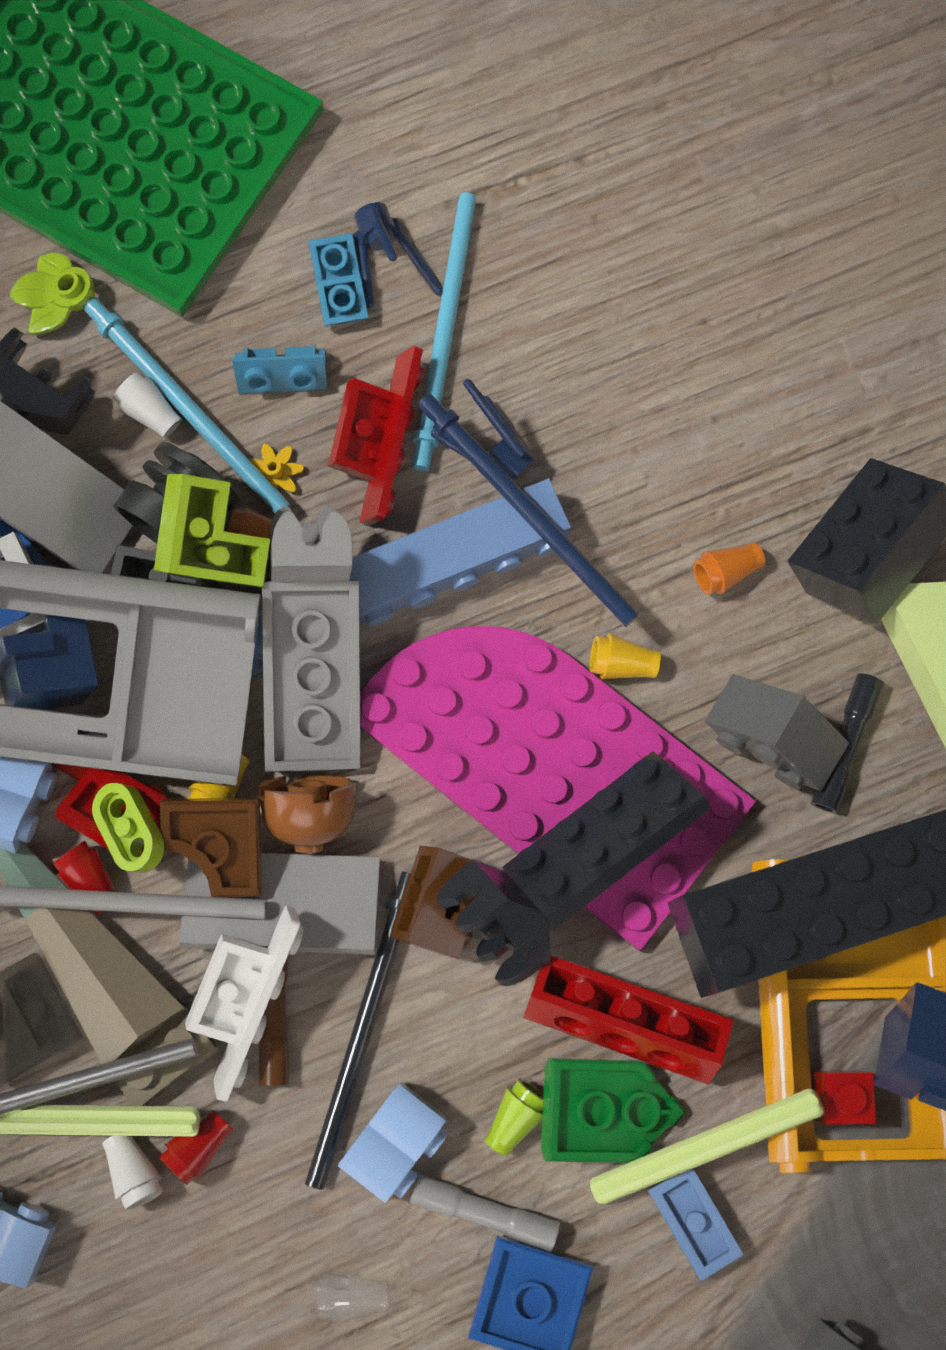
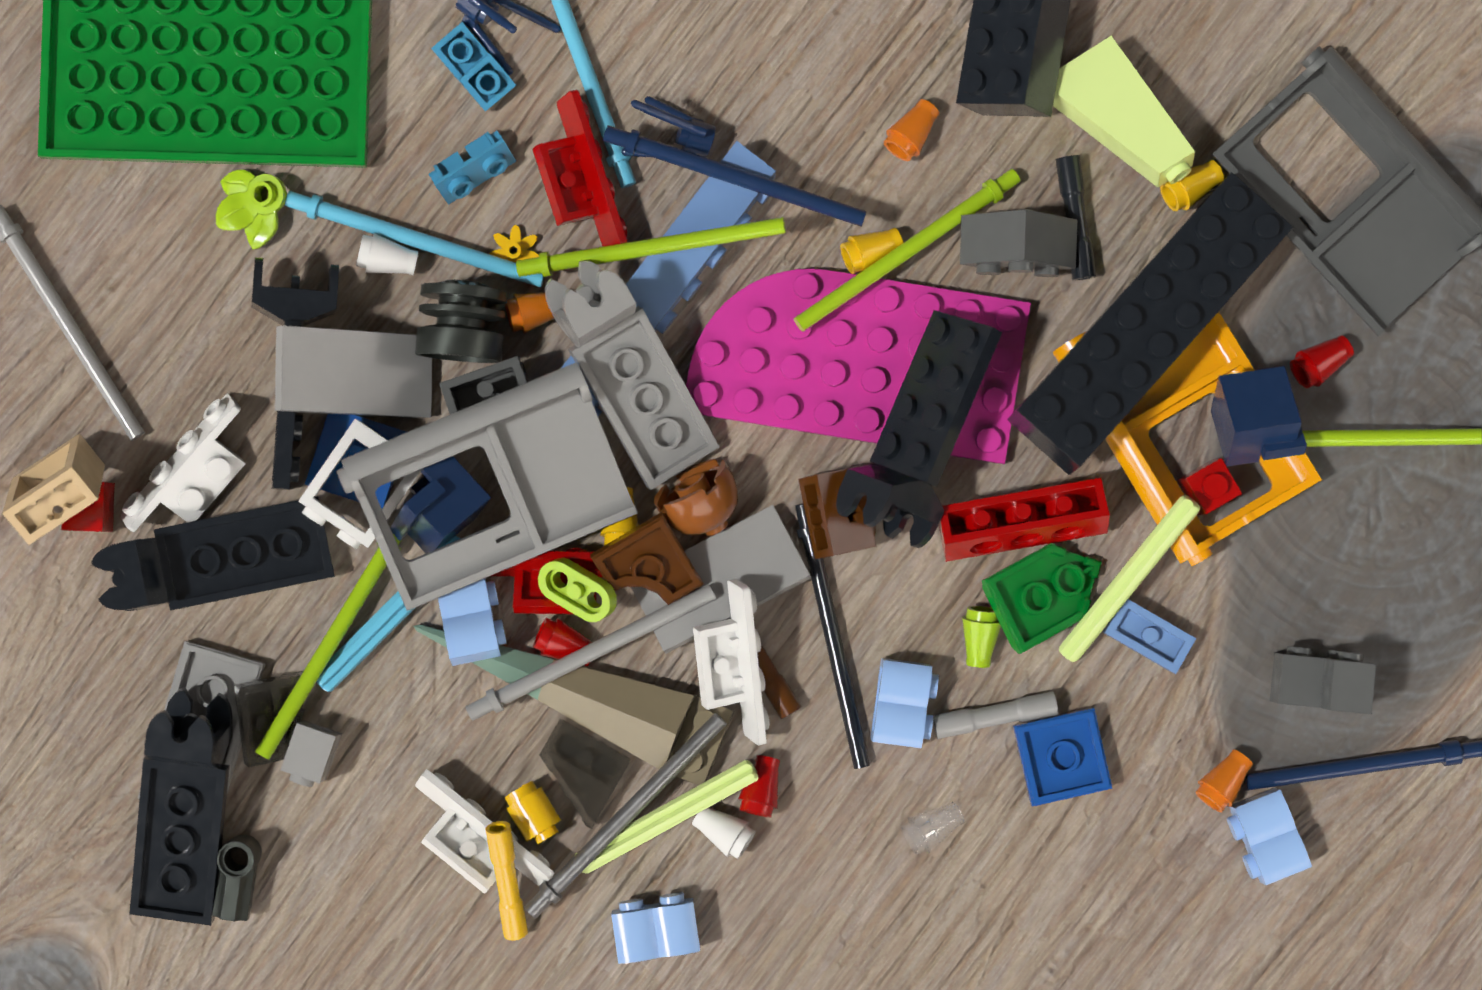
camera: 25 degrees left, 10 degrees up
(194, 535) = (505, 348): lime brick -> none
(295, 494) = (548, 263): none -> lime bar
(775, 670) = (991, 192): none -> lime bar

